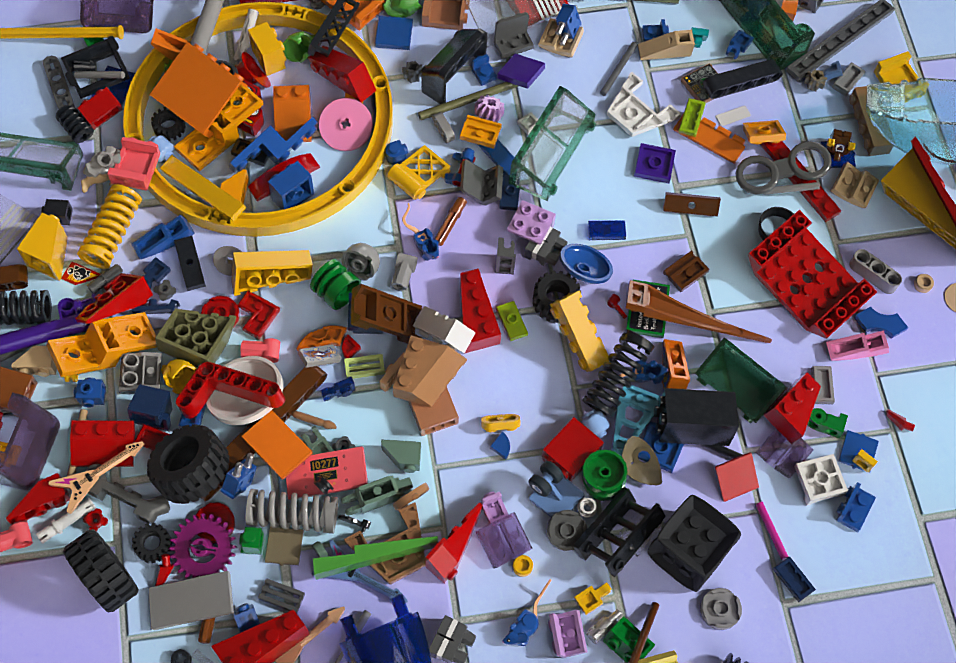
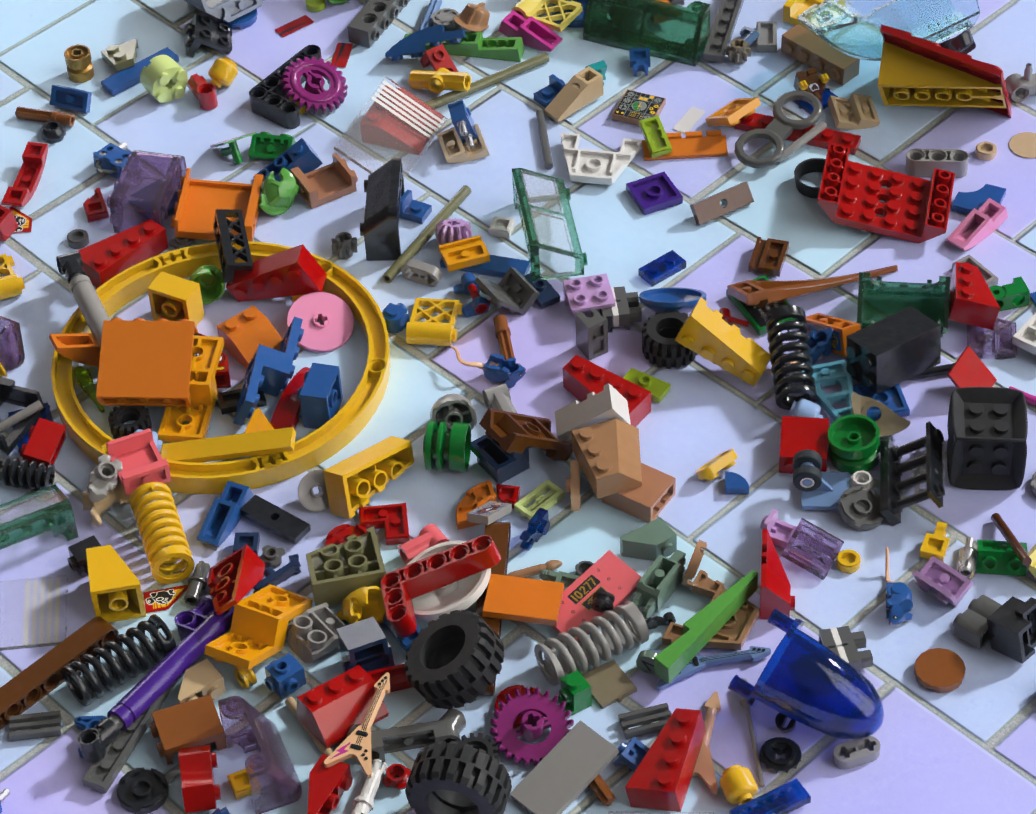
camera: 30 degrees left, 20 degrees down
(164, 570) = (511, 767): red bar -> none
(239, 477) = (513, 647): blue piece -> none
(244, 40) = (134, 283): white pin -> none
(394, 32) = (290, 226): blue tile -> none
(512, 35) = (418, 167): dark grey bracket -> none
(521, 70) = (453, 187): dark purple tile -> none
(742, 79) = (671, 83): black beam -> none

